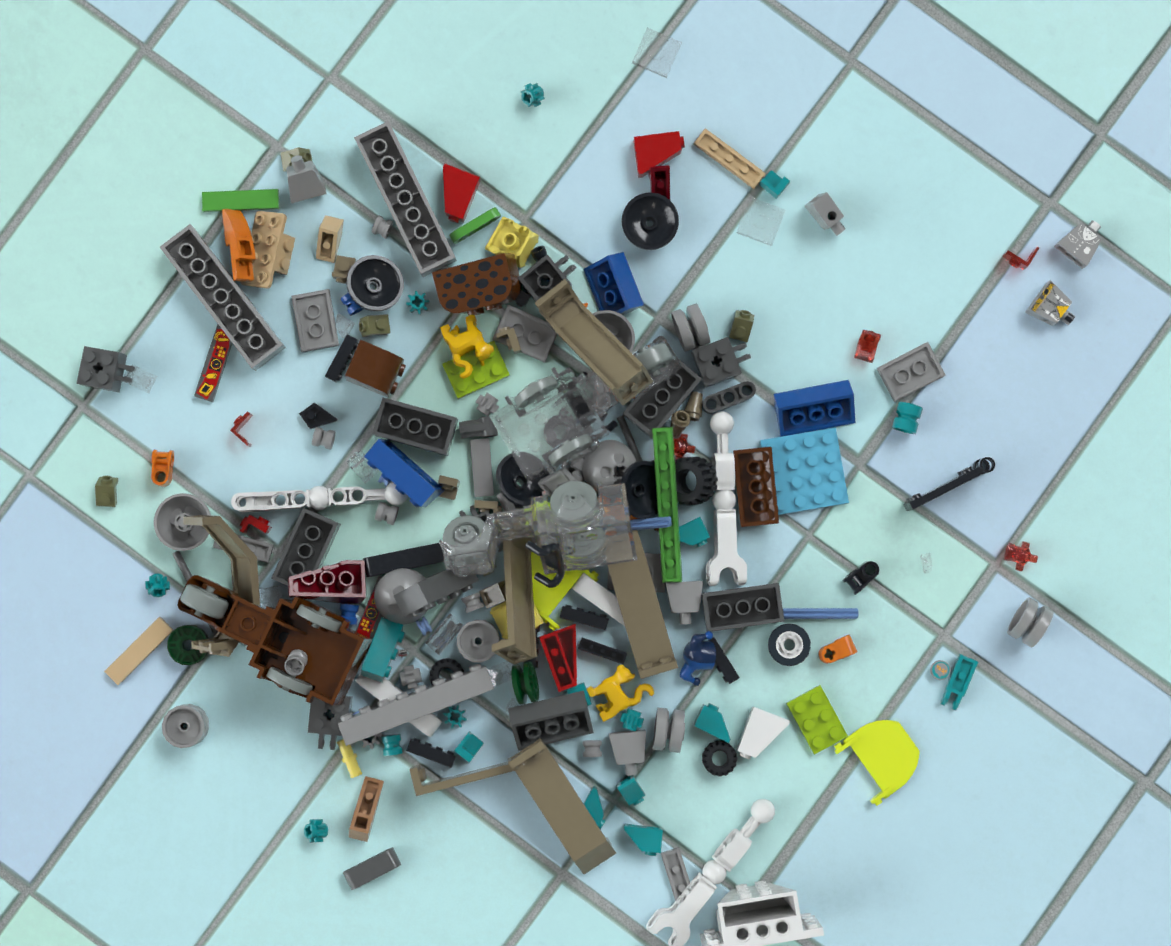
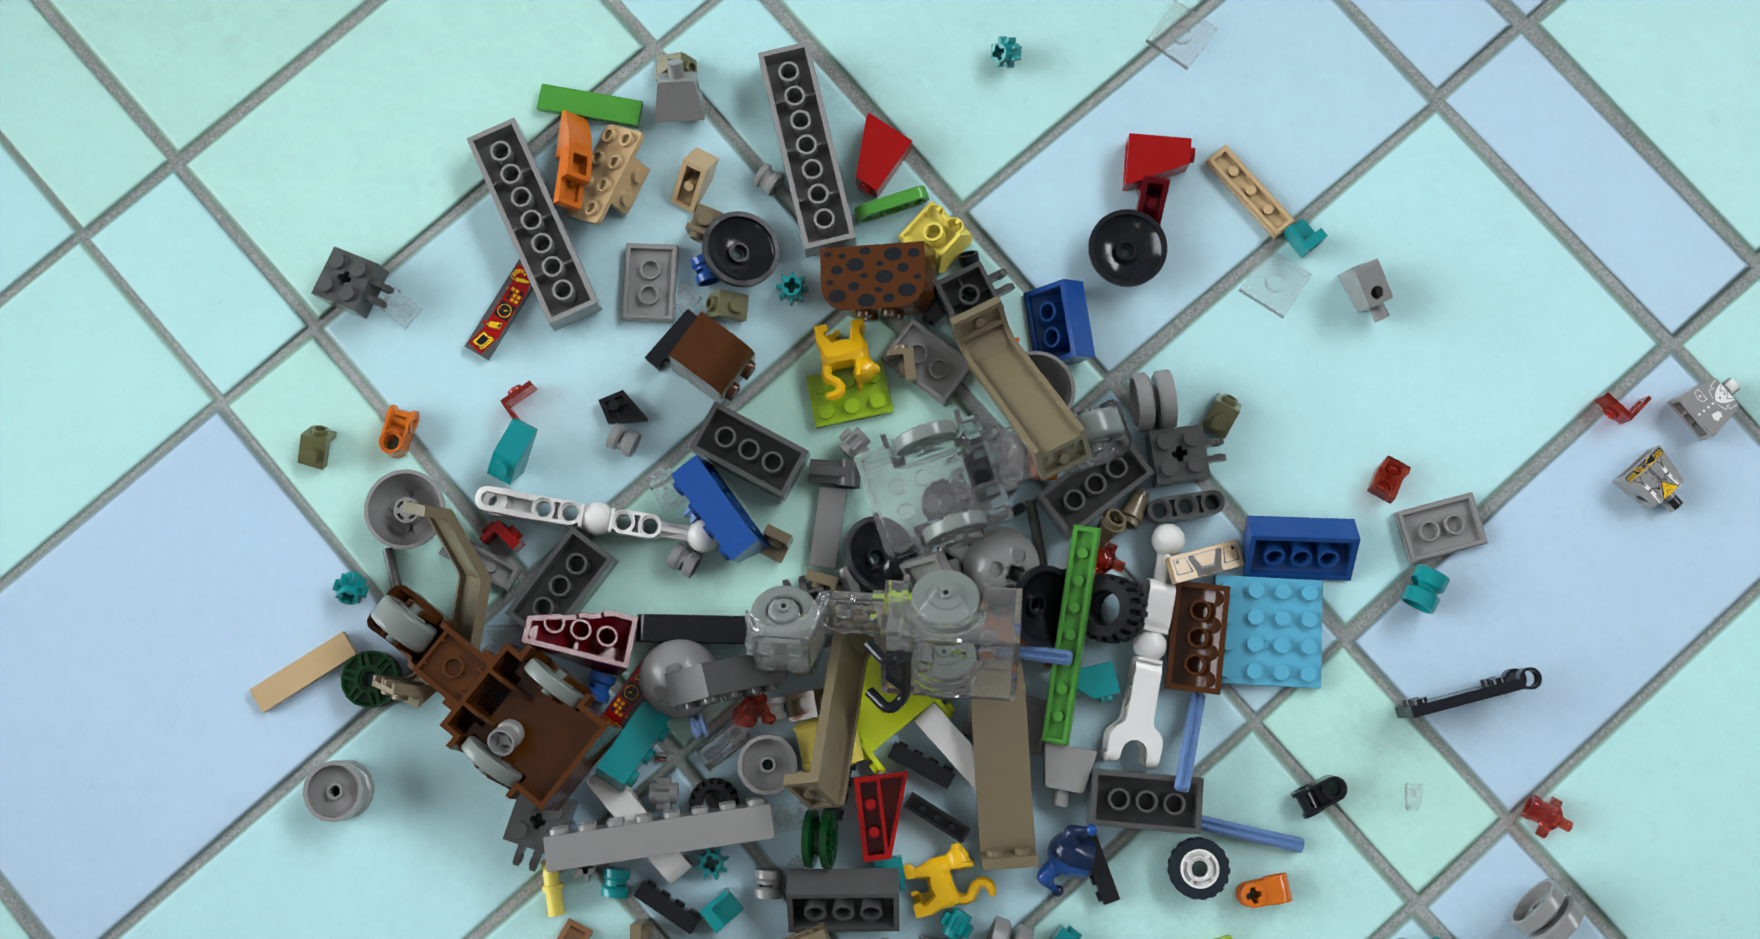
camera: 15 degrees right, 5 degrees down
(248, 464) = (512, 452): none -> teal slope
(457, 606) = (750, 709): none -> clear red piece
(496, 717) = (767, 877): none -> light grey wheel
(750, 433) = (1204, 561): none -> tan tile
(764, 576) = (1189, 742): none -> medium blue axle

